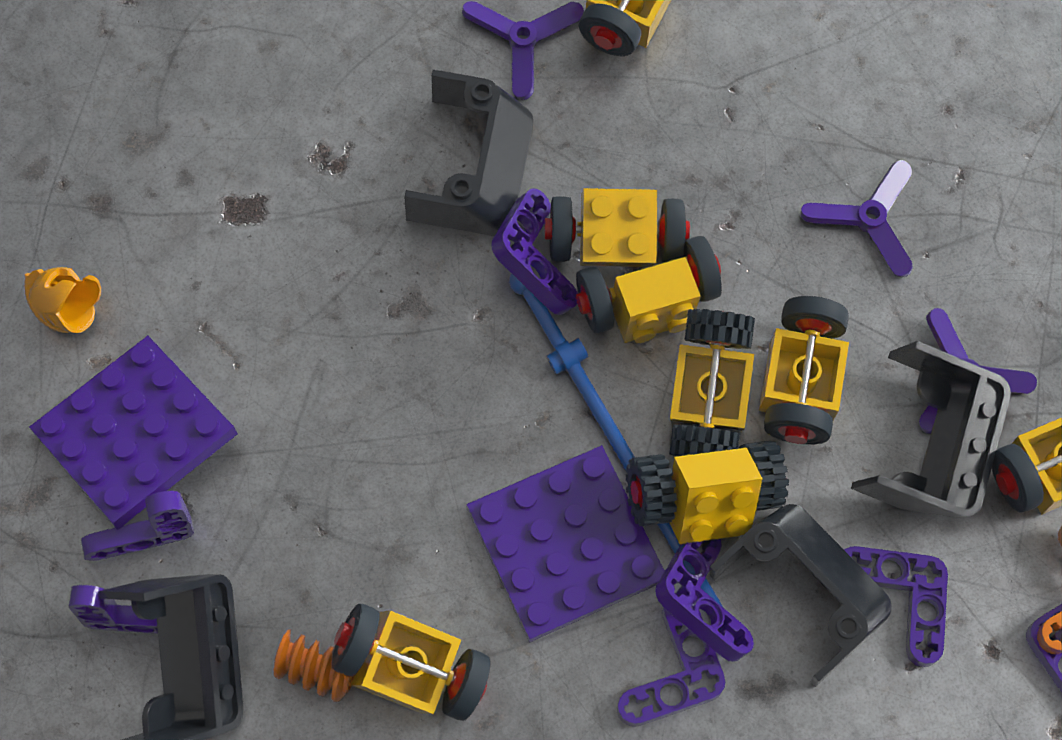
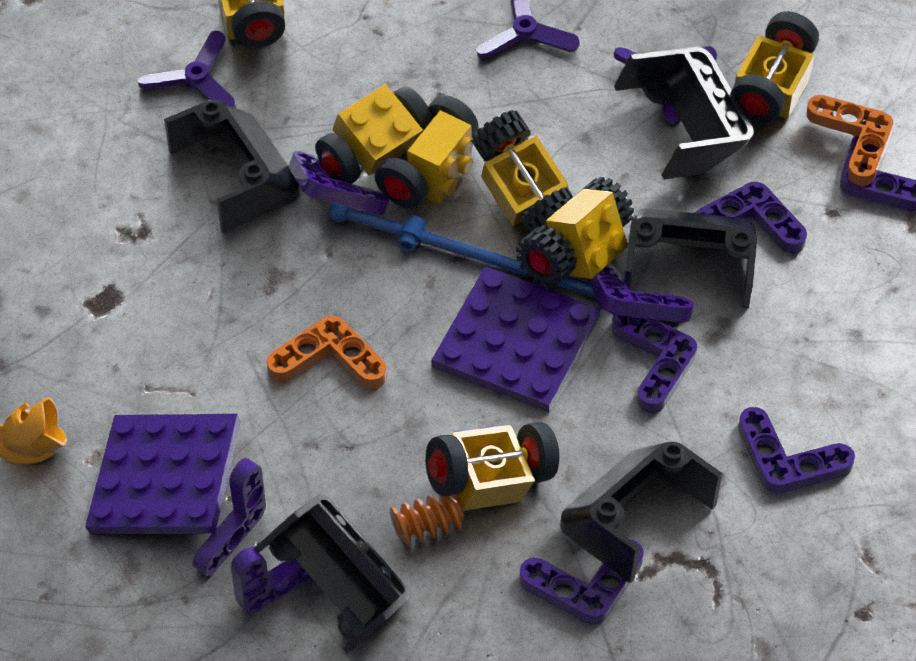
camera: 35 degrees left, 15 degrees down
(387, 410) = (325, 344): none -> orange beam
(805, 371) = (573, 129): brick -> none

